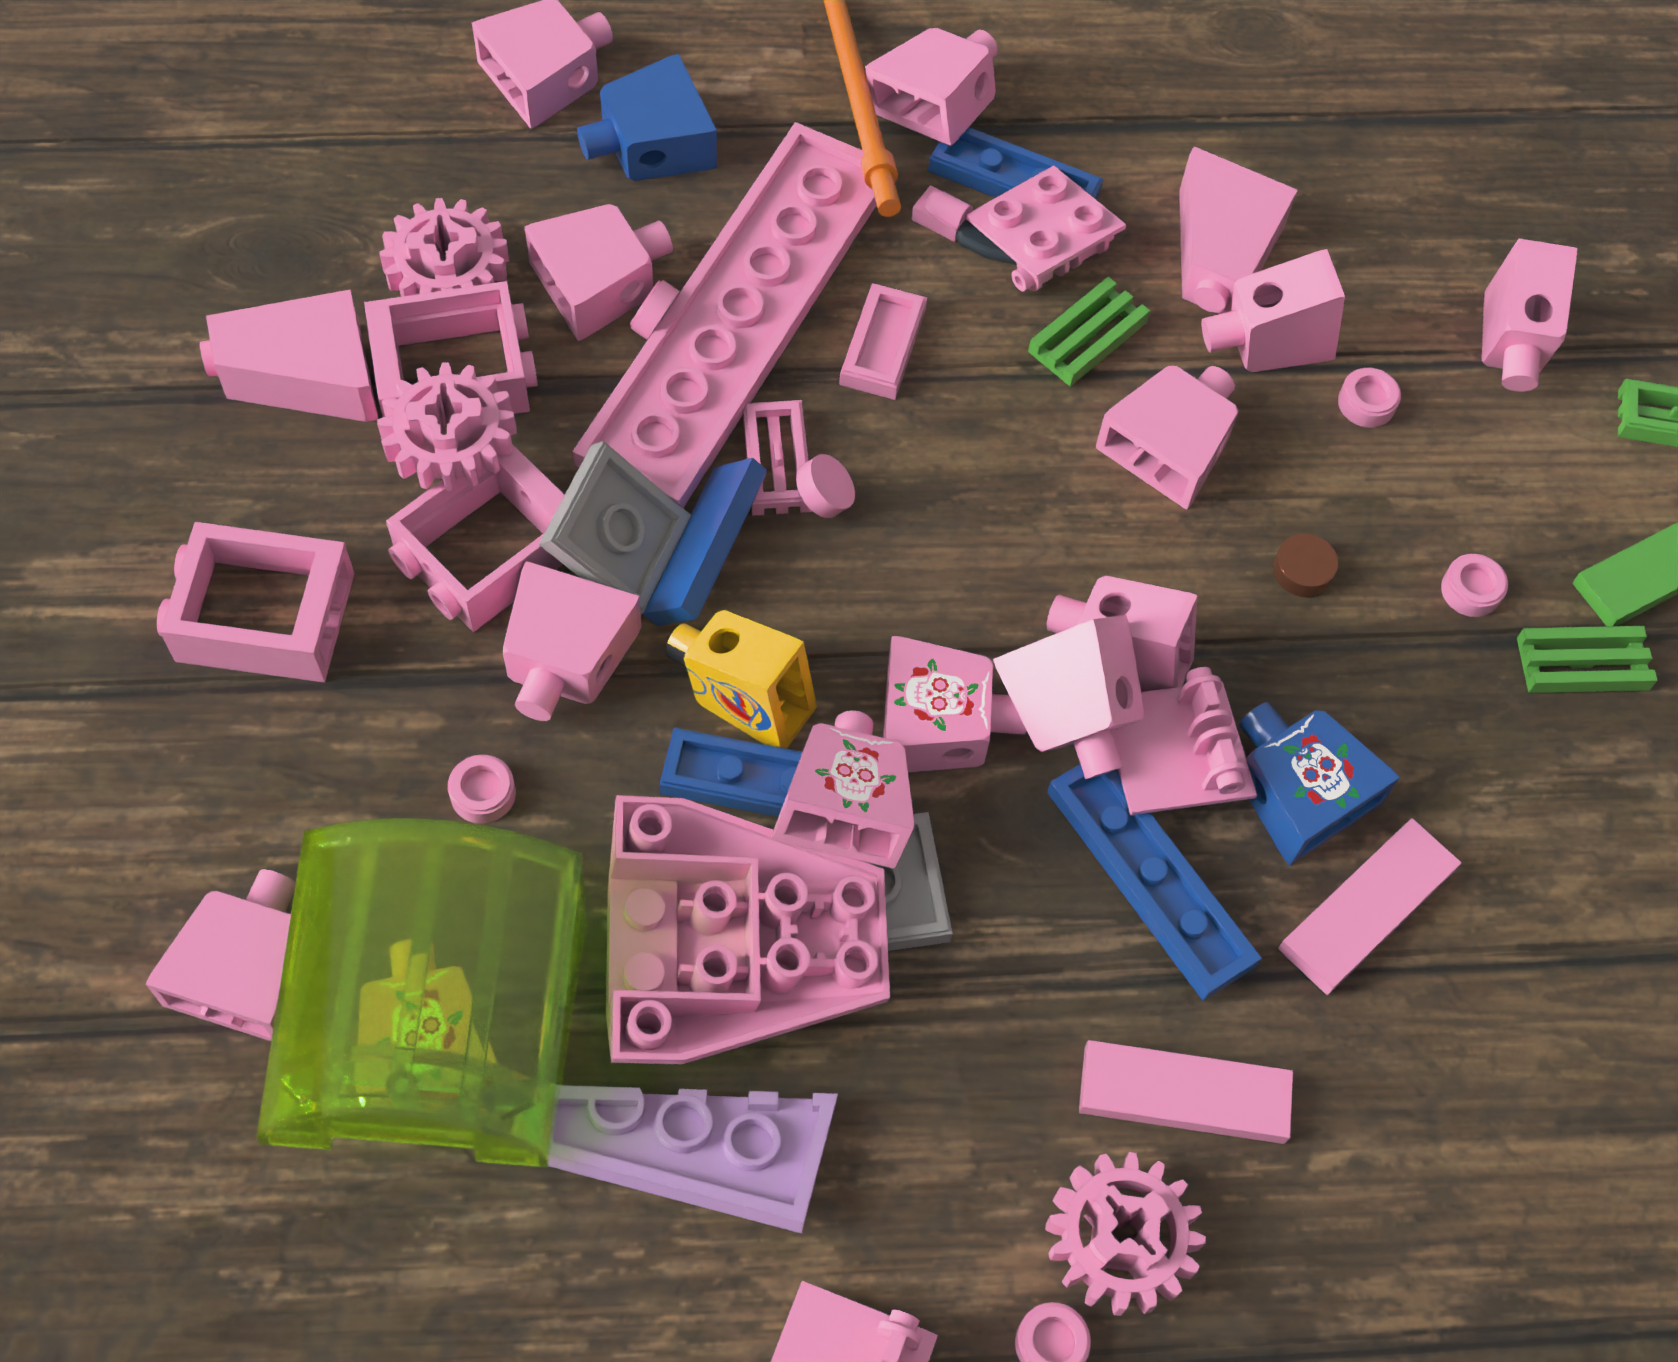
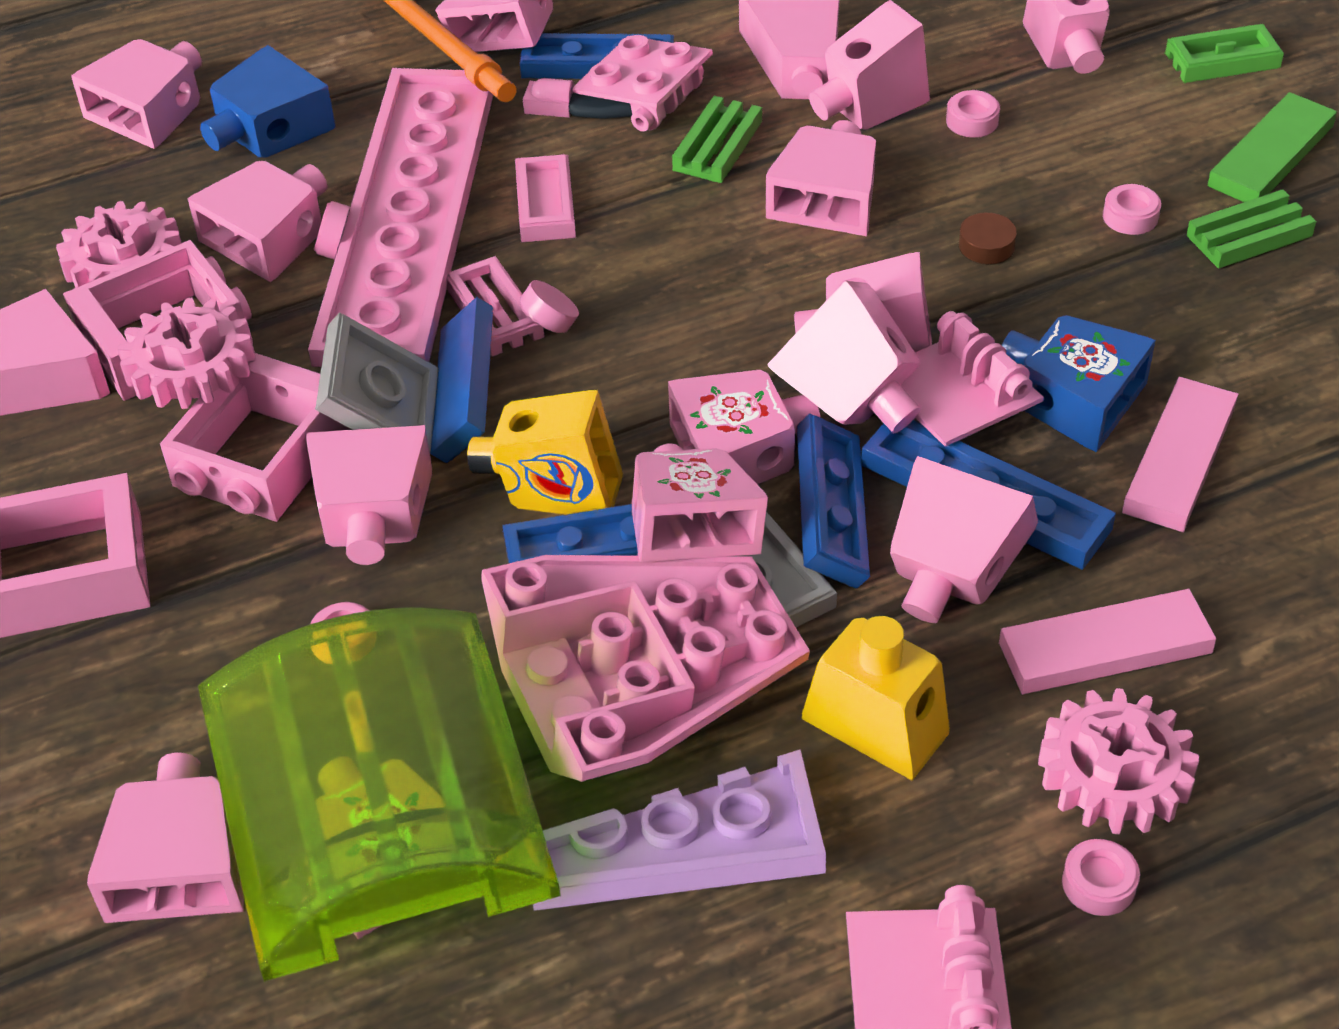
camera: 15 degrees left, 15 degrees down
(929, 1076) = (880, 695): none -> yellow torso
(995, 828) = (832, 501): none -> blue tile
(1086, 928) = (956, 536): none -> bright pink torso

